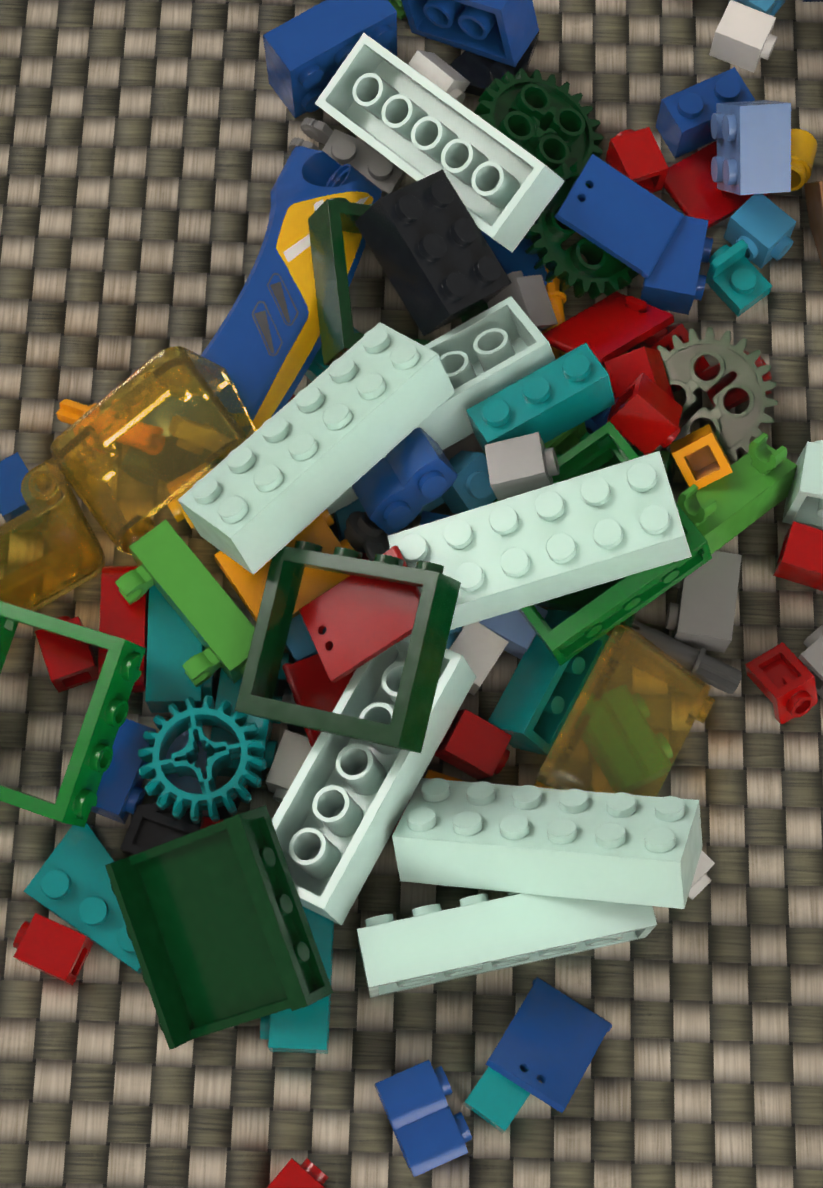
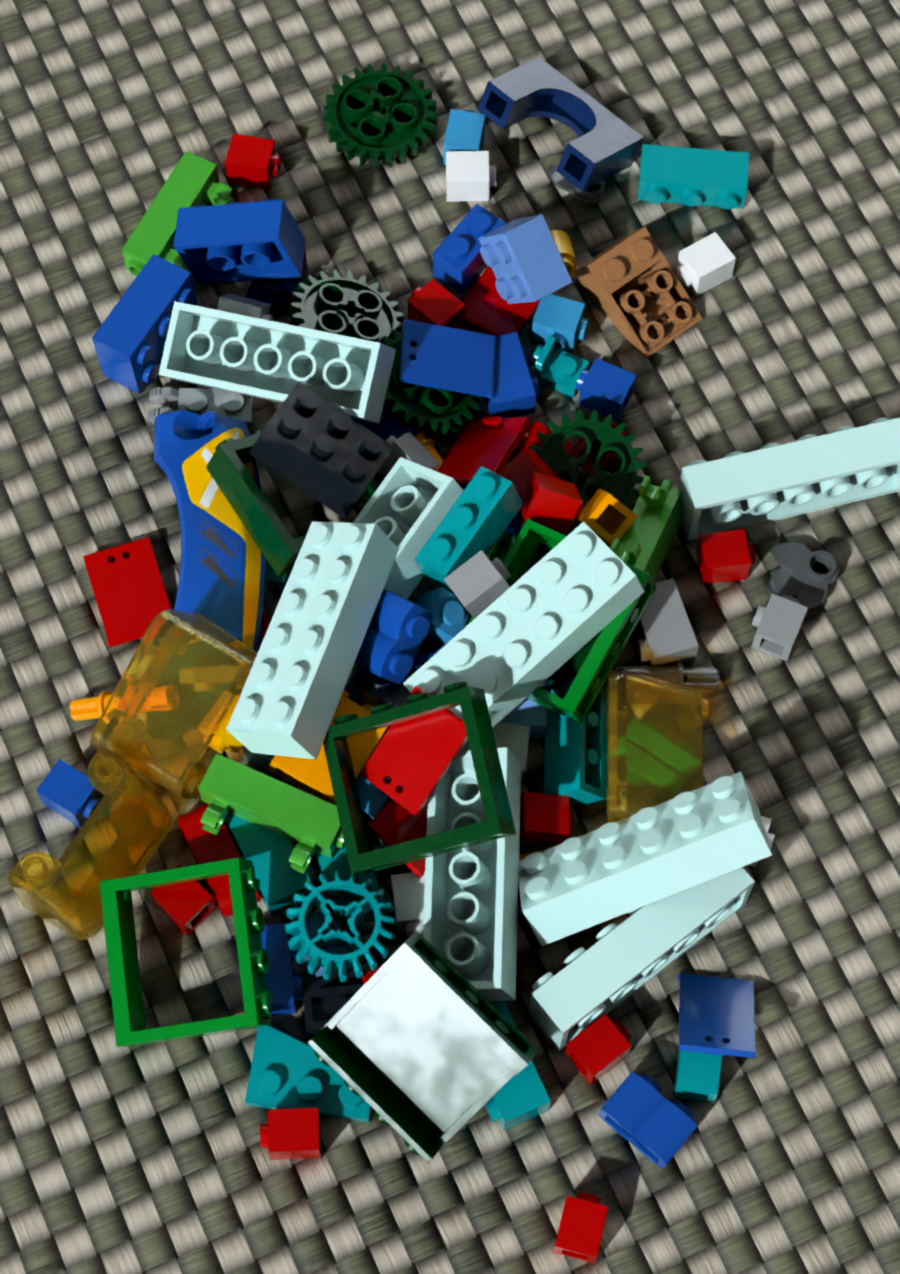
camera: 25 degrees left, 5 degrees down
(180, 307) = (127, 589): none -> red container
(410, 1016) = (599, 1048): none -> red brick
(774, 322) = (606, 389): none -> blue brick
(784, 682) = (752, 660): red bracket -> none

